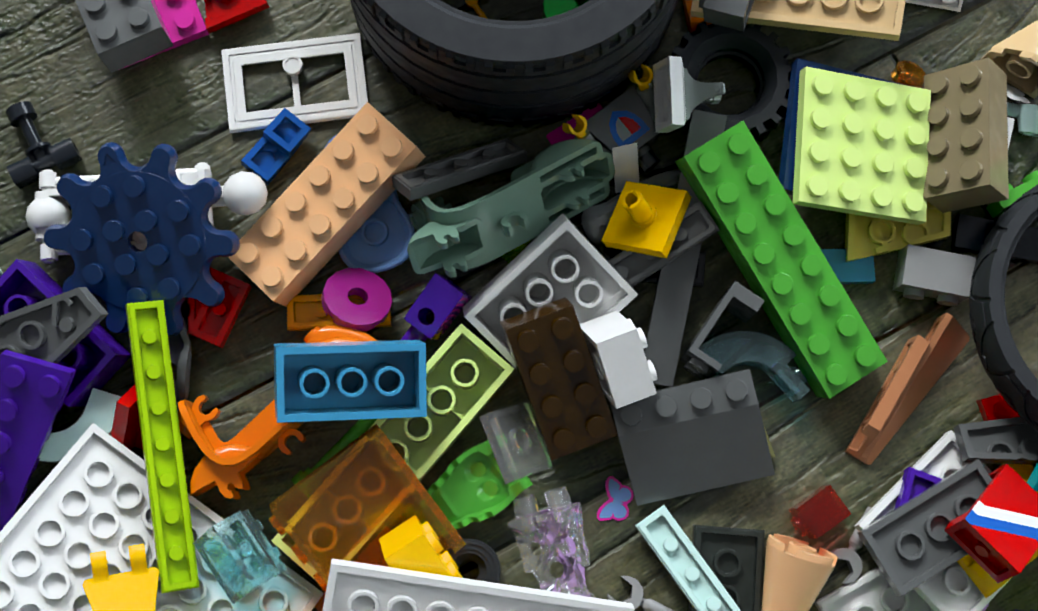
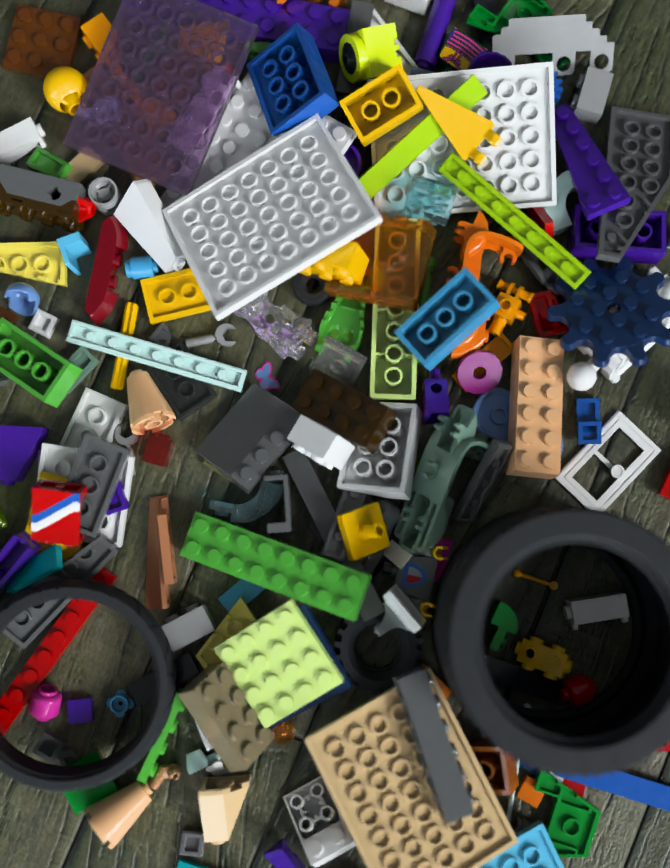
camera: 140 degrees right, 5 degrees up
(255, 350) = (509, 306): none -> light orange piece

